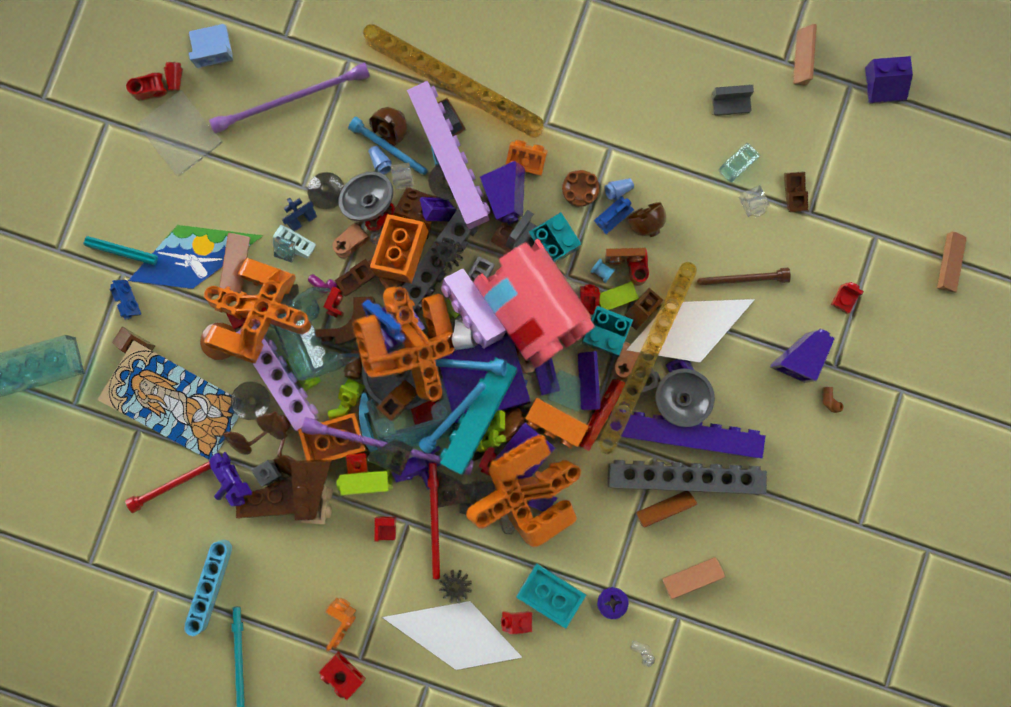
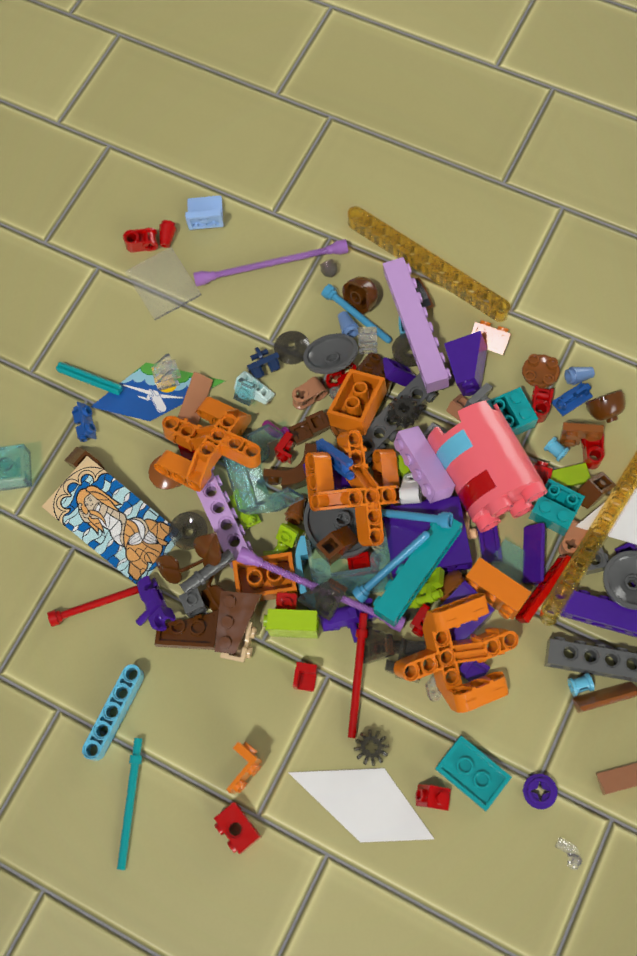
camera: 15 degrees right, 15 degrees down
(199, 238) = (166, 373): none -> clear slope
(272, 447) = (205, 573): none -> dark grey pin
(352, 97) = (329, 268): none -> clear smoke plate
(584, 220) = (541, 401): none -> red piece
(642, 500) = (580, 684): none -> medium azure bush

